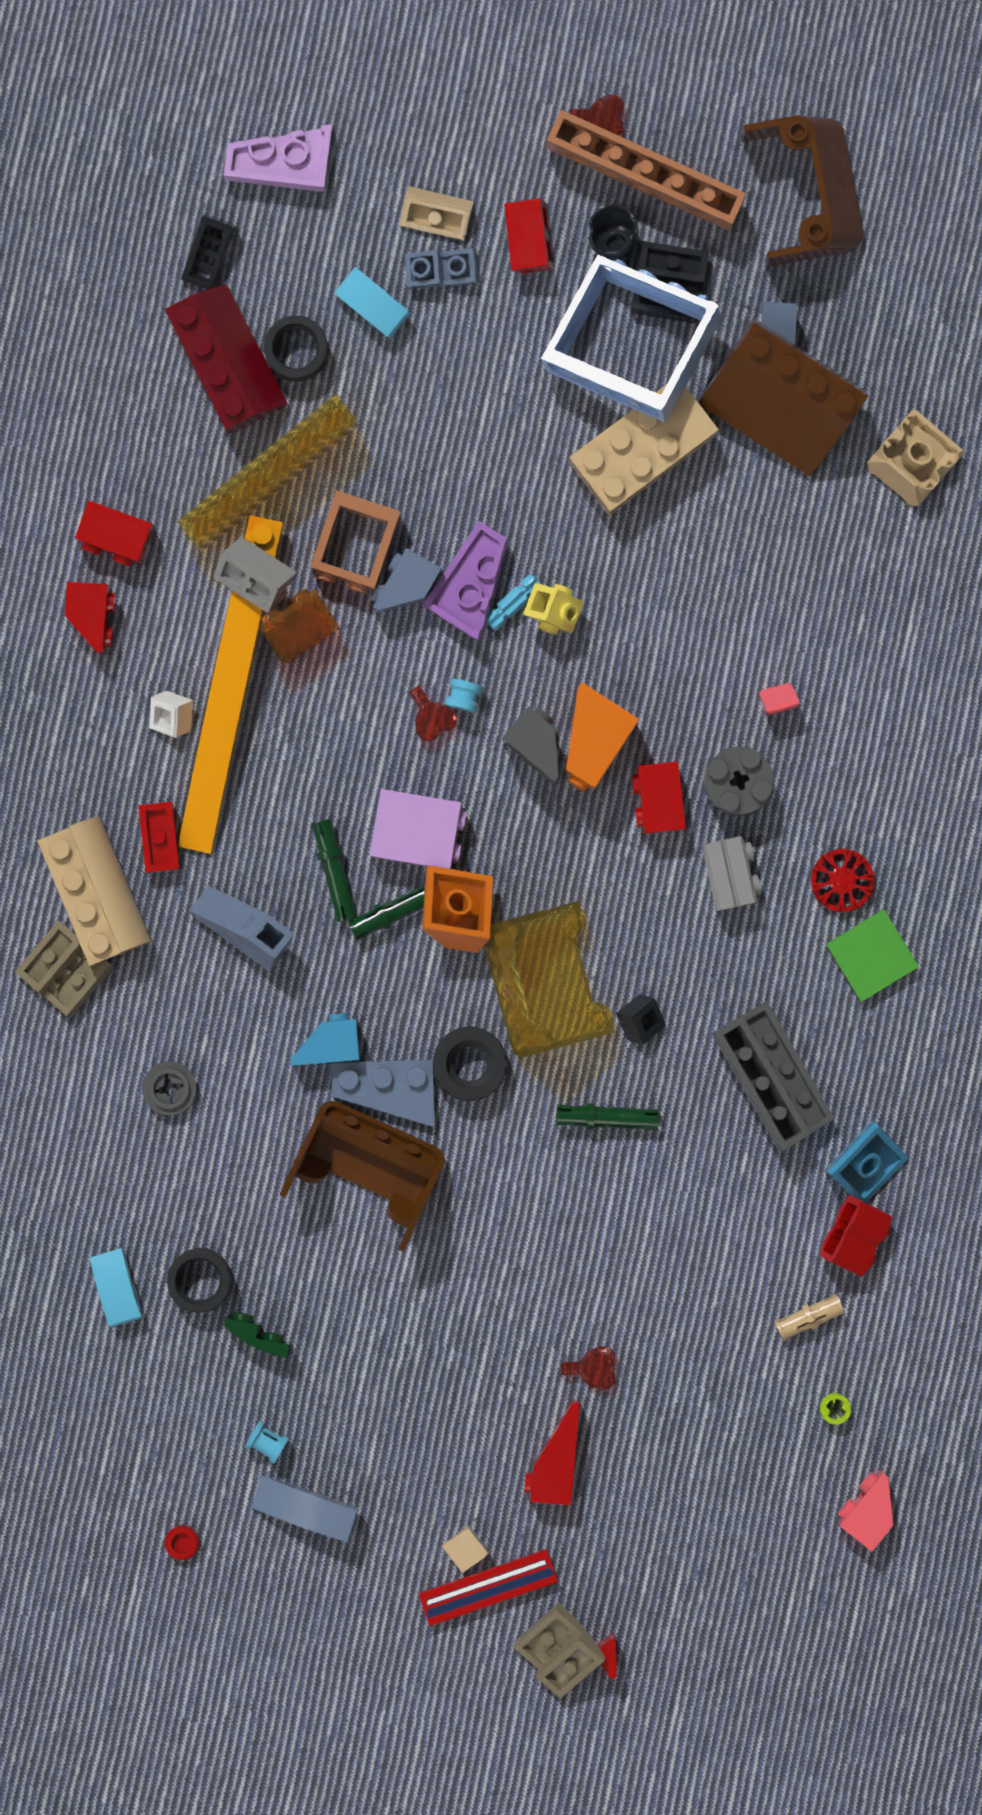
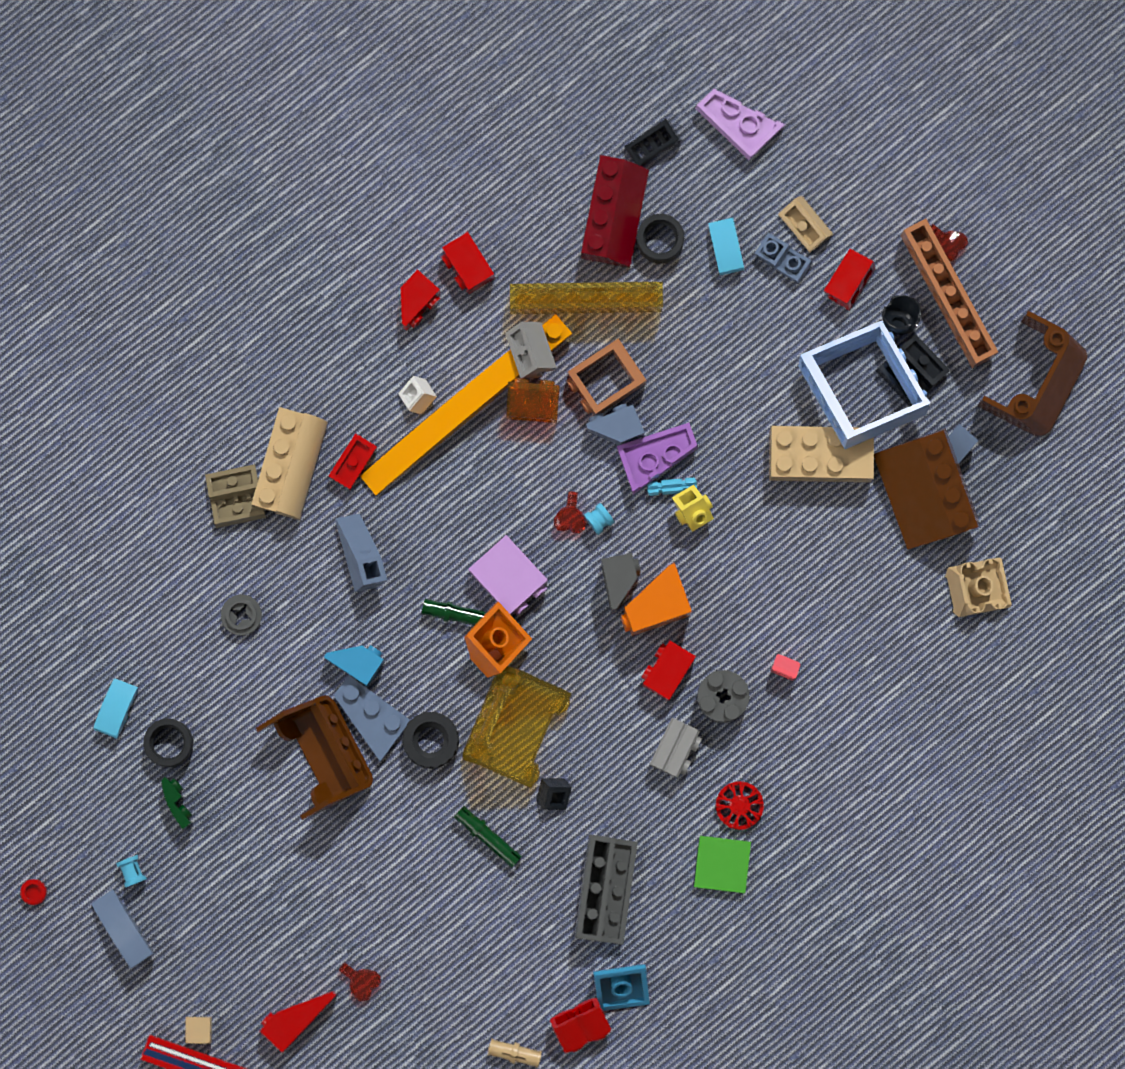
camera: 30 degrees right, 5 degrees down
(334, 870) = (441, 561): dark green pin -> none

